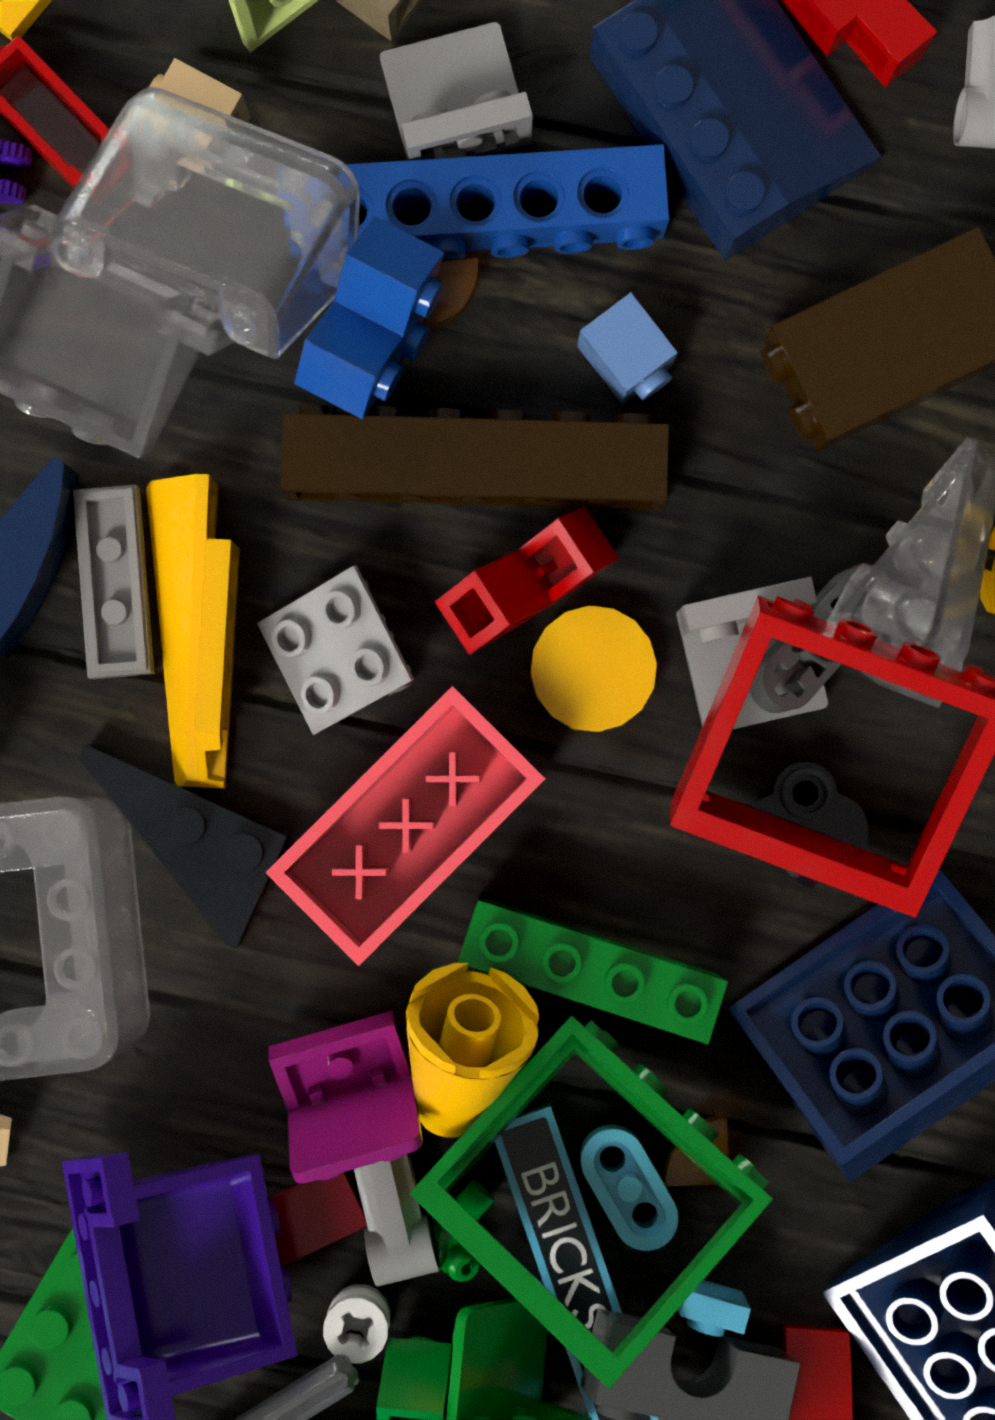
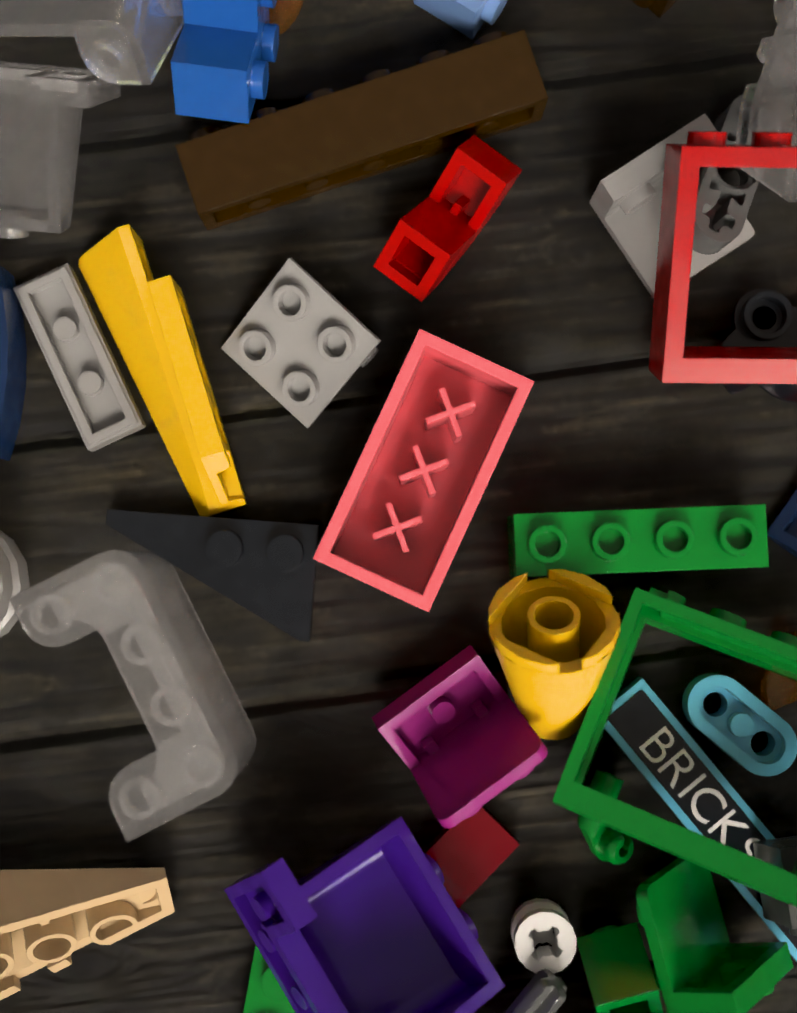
camera: 15 degrees left, 0 degrees up
(397, 1232) = (547, 838): light grey piece -> none
(593, 668) = (534, 277): yellow tile -> none

